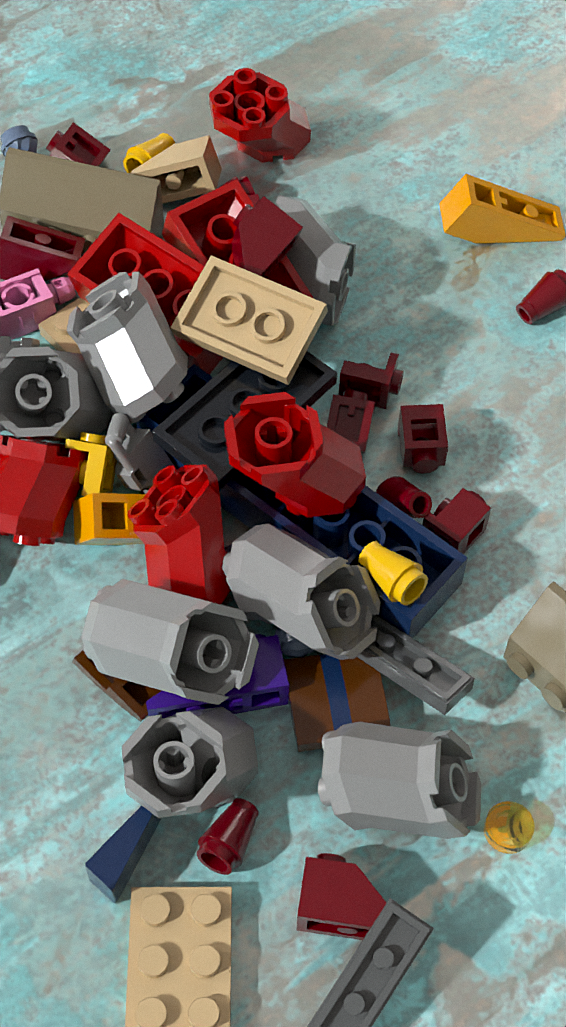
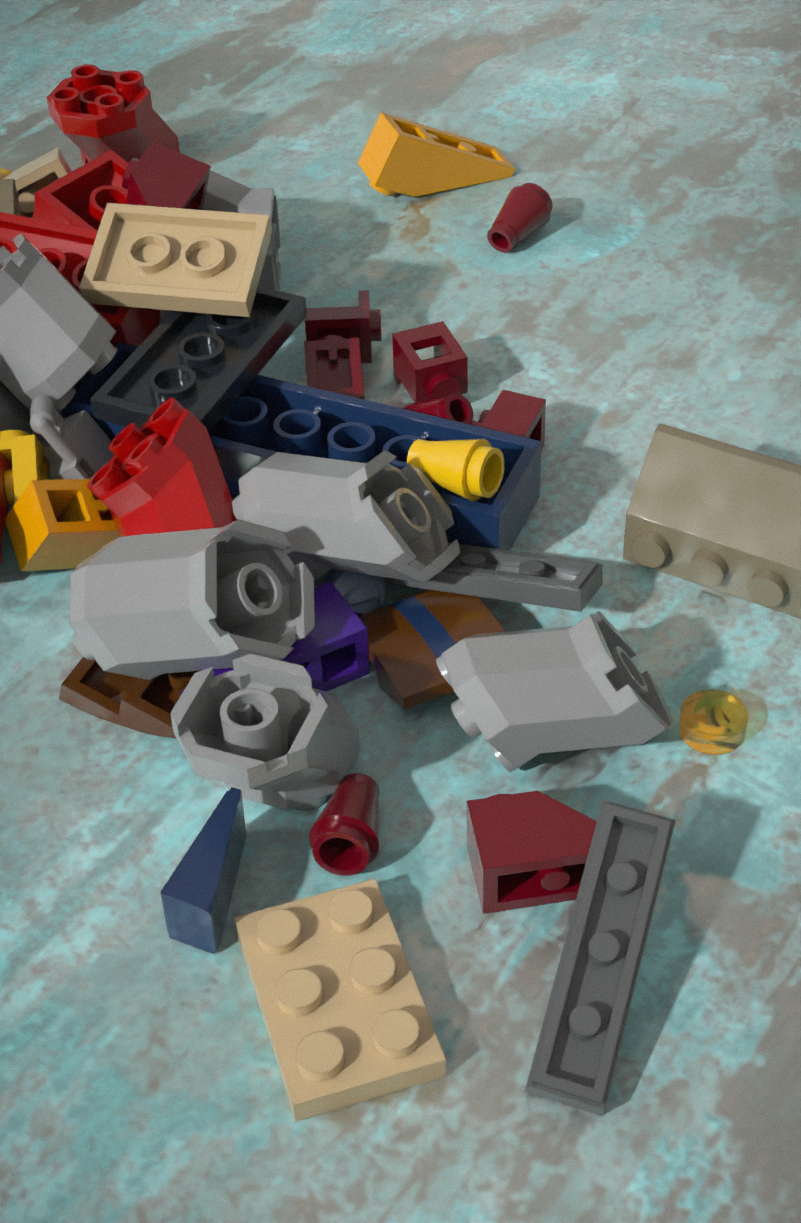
camera: 15 degrees left, 15 degrees down
(294, 455) = (287, 366): red brick -> none

